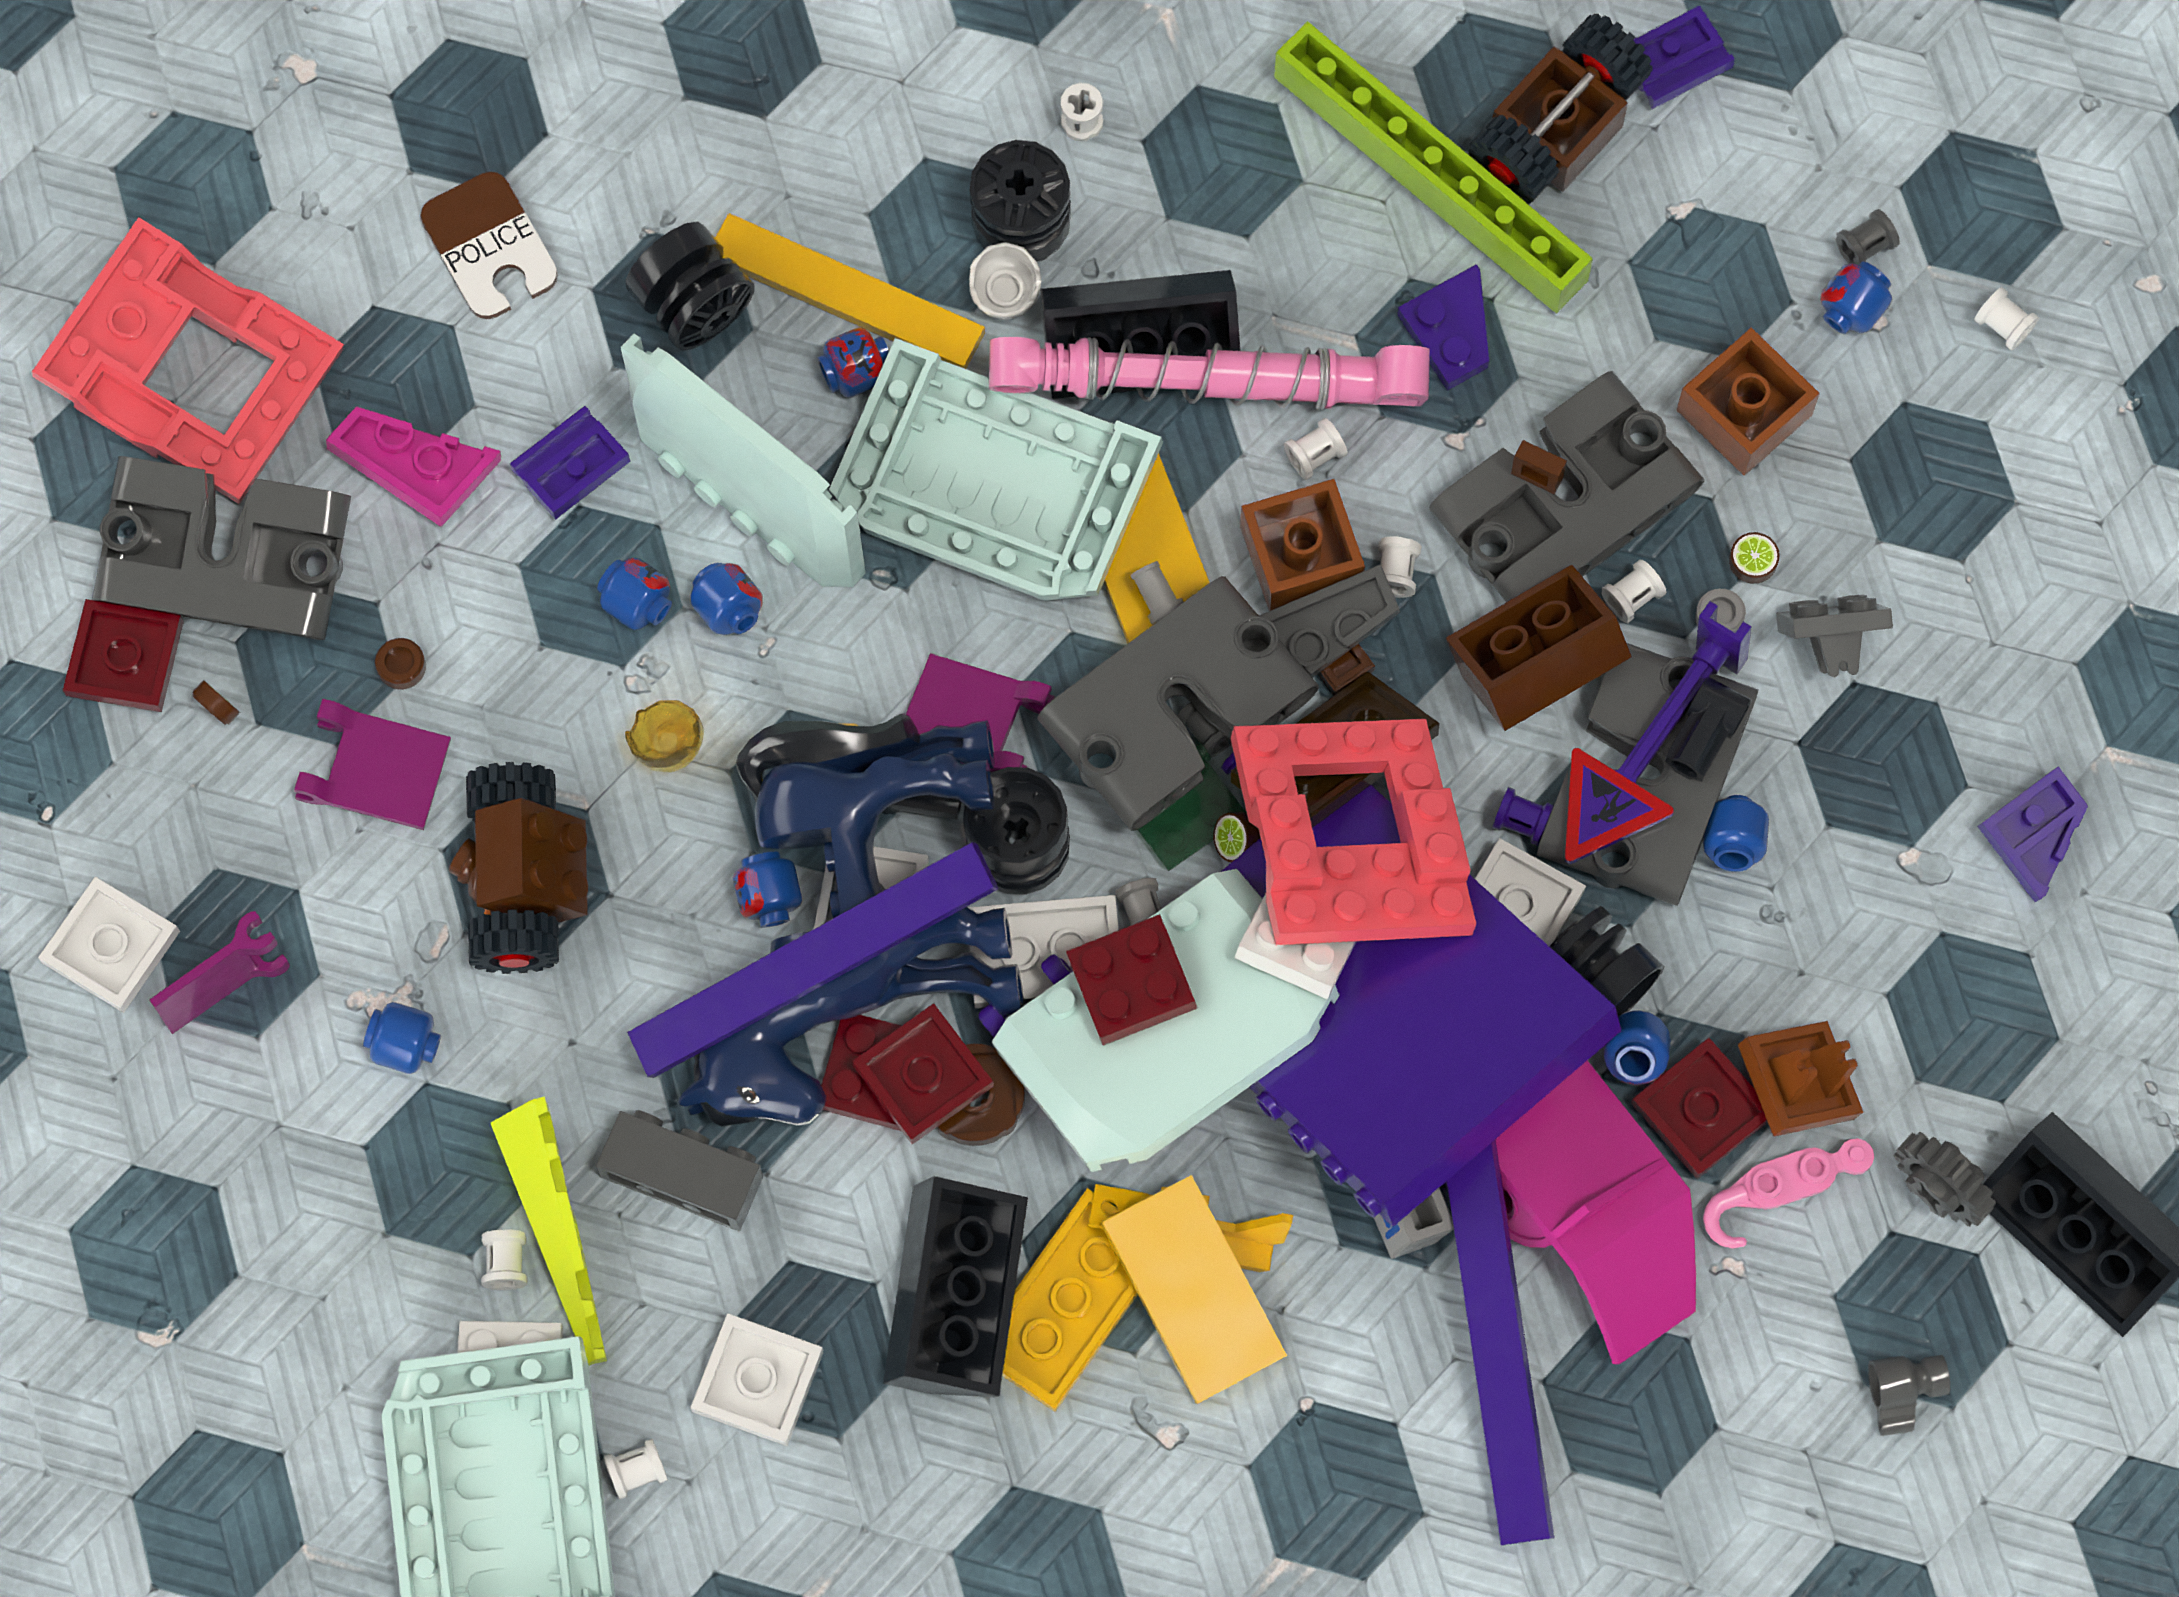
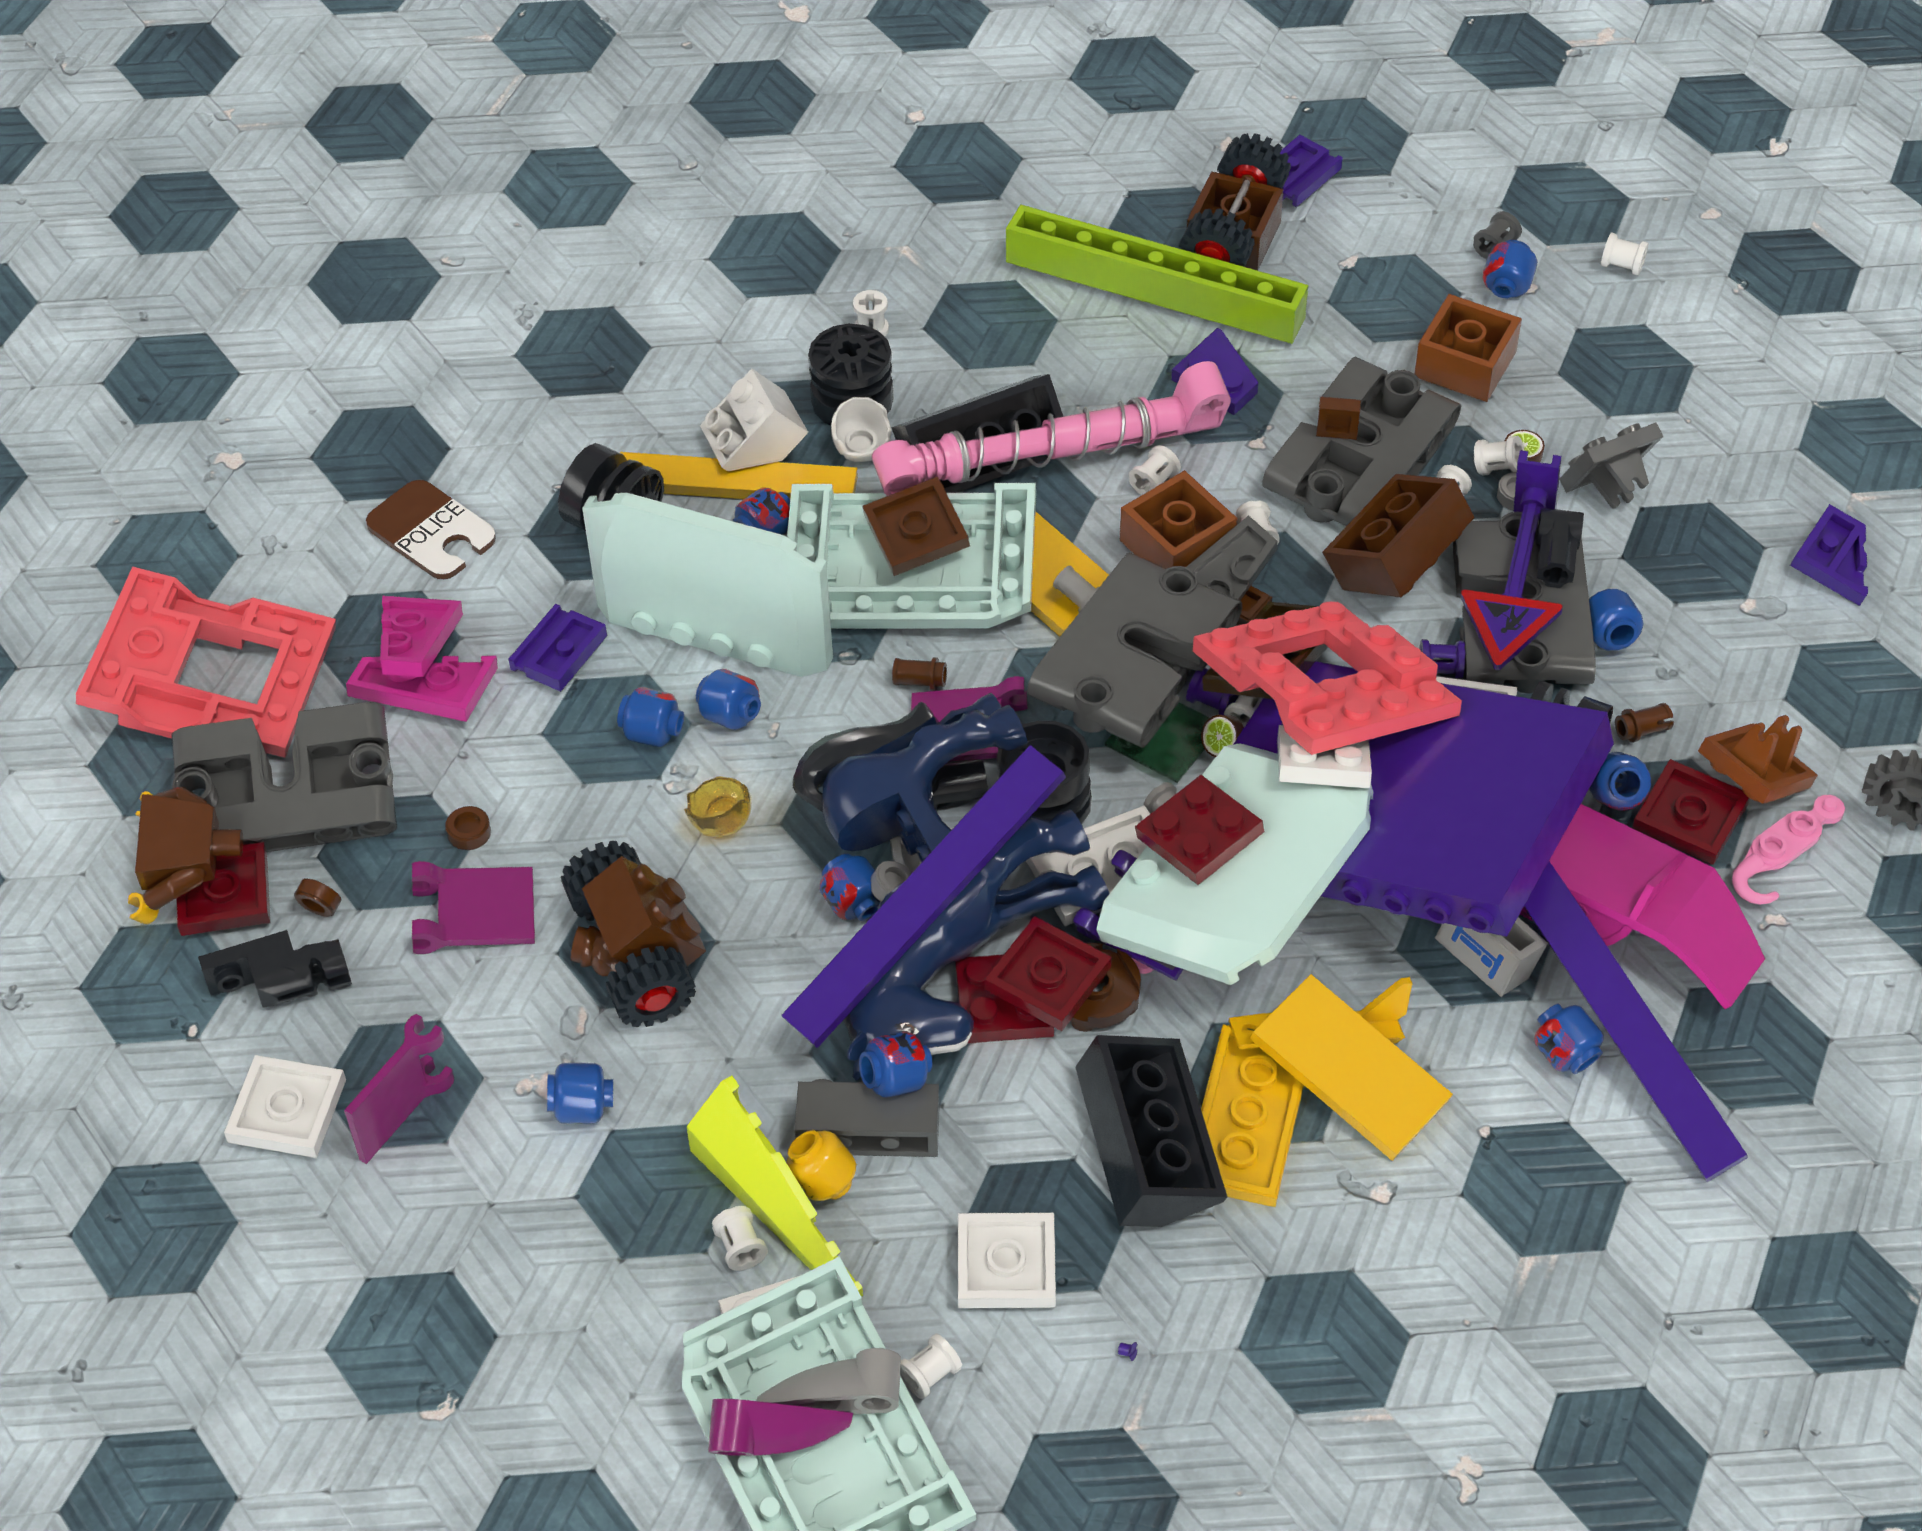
camera: 20 degrees left, 20 degrees down
(84, 601) = (177, 848): none -> reddish brown torso
(149, 778) = (276, 968): none -> black plate
(419, 397) = (415, 633): none -> dark pink wing
(440, 1490) = (770, 1428): none -> magenta piece
(531, 1468) = (851, 1385): none -> light grey piece
(609, 1212) = (821, 1165): none -> yellow head
(719, 1133) = (895, 1064): none -> blue head
(806, 905) = (887, 877): none -> light grey tile
(840, 1518) = (1128, 1350): none -> dark purple piece
(887, 233) = (753, 424): none -> white slope
(946, 633) = (920, 673): none -> reddish brown pin
(1009, 445) = (916, 526): none -> reddish brown plate
(1435, 1336) = (1568, 1038): none -> blue head
(1707, 975) = (1634, 724): none -> reddish brown pin
(1714, 565) = (1497, 455): none -> white bush

